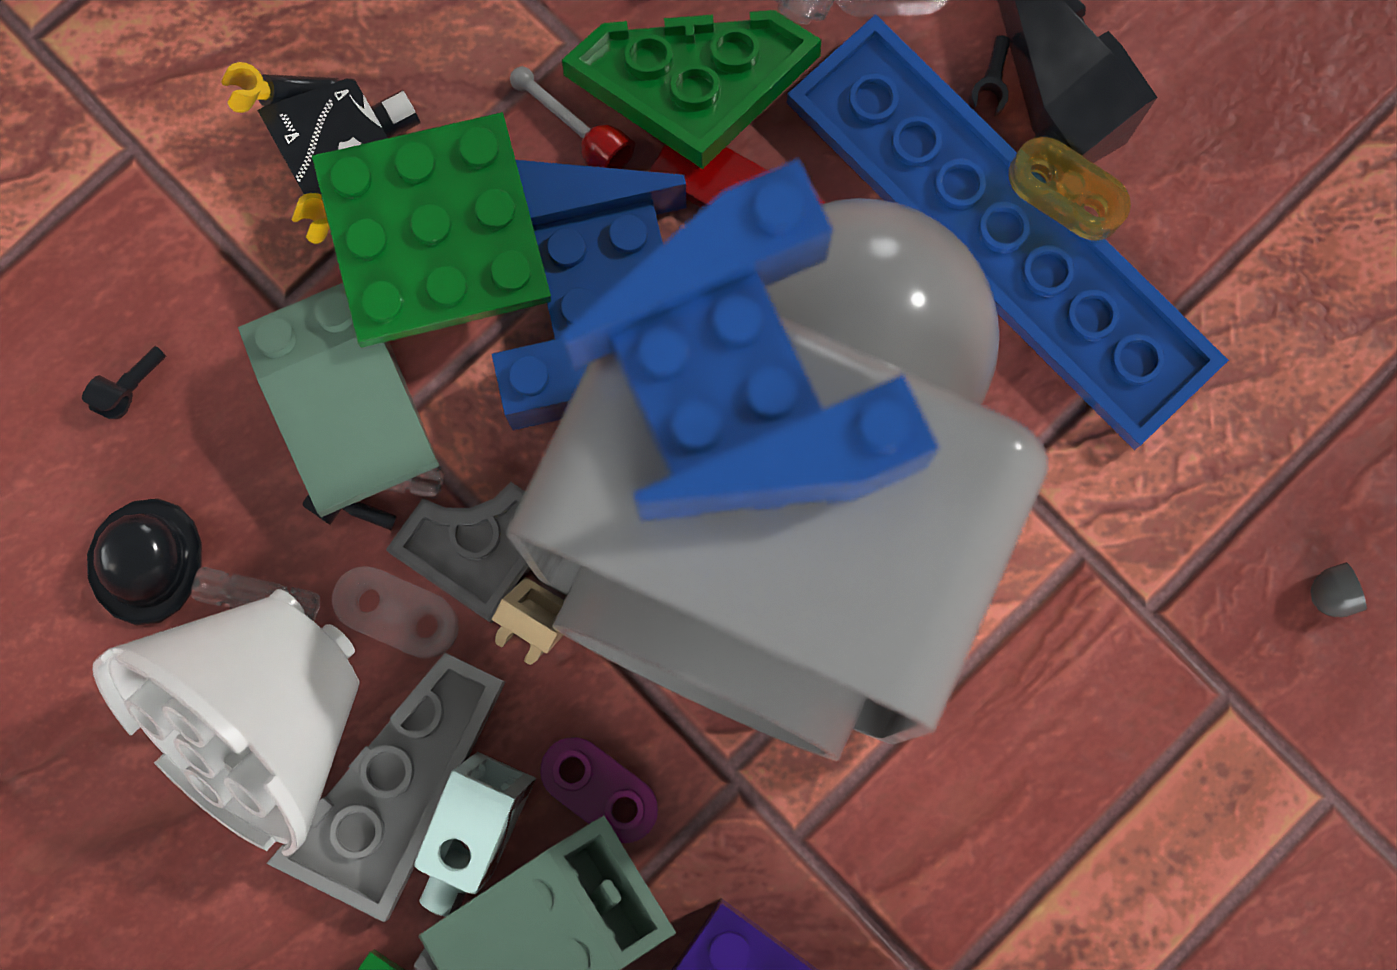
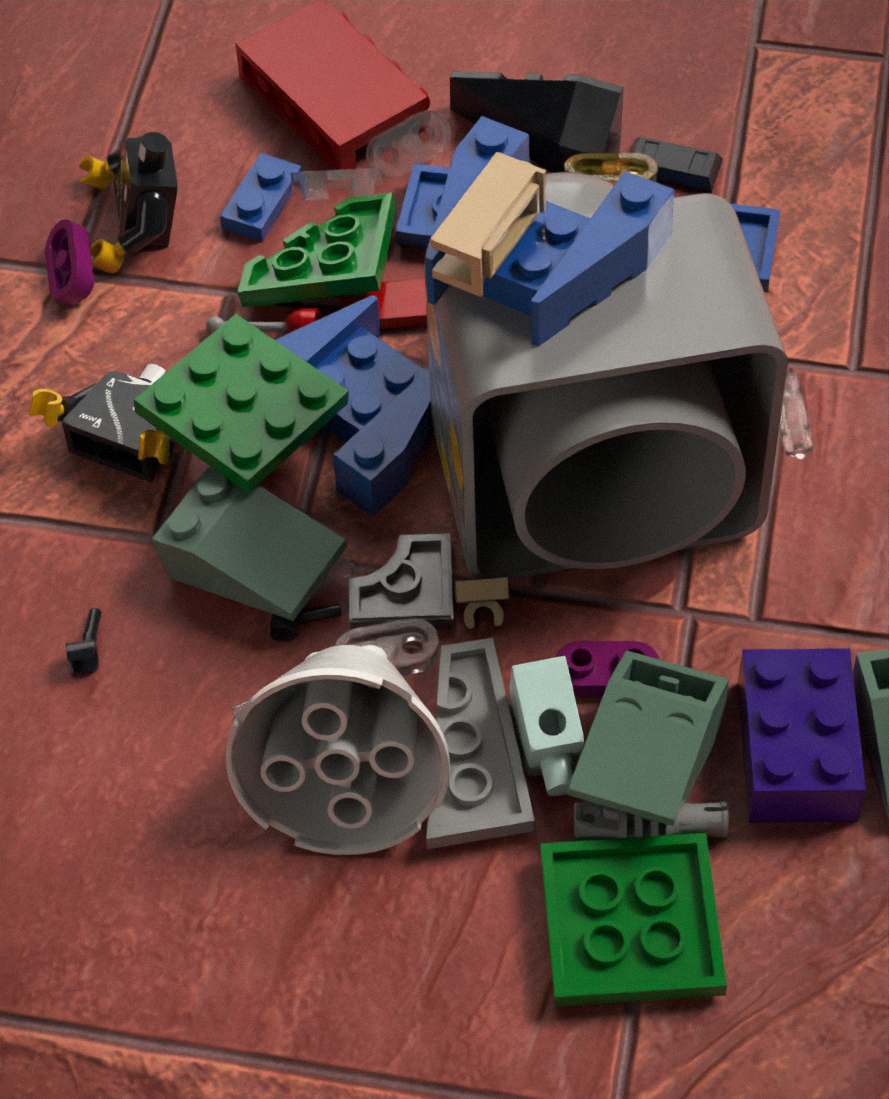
camera: 35 degrees left, 25 degrees down
(144, 561) = (186, 735): black hat -> none
(665, 344) = (488, 222): none -> tan window
(1030, 626) = (794, 420): none -> clear axle
(1169, 207) = (681, 164): none -> black tile

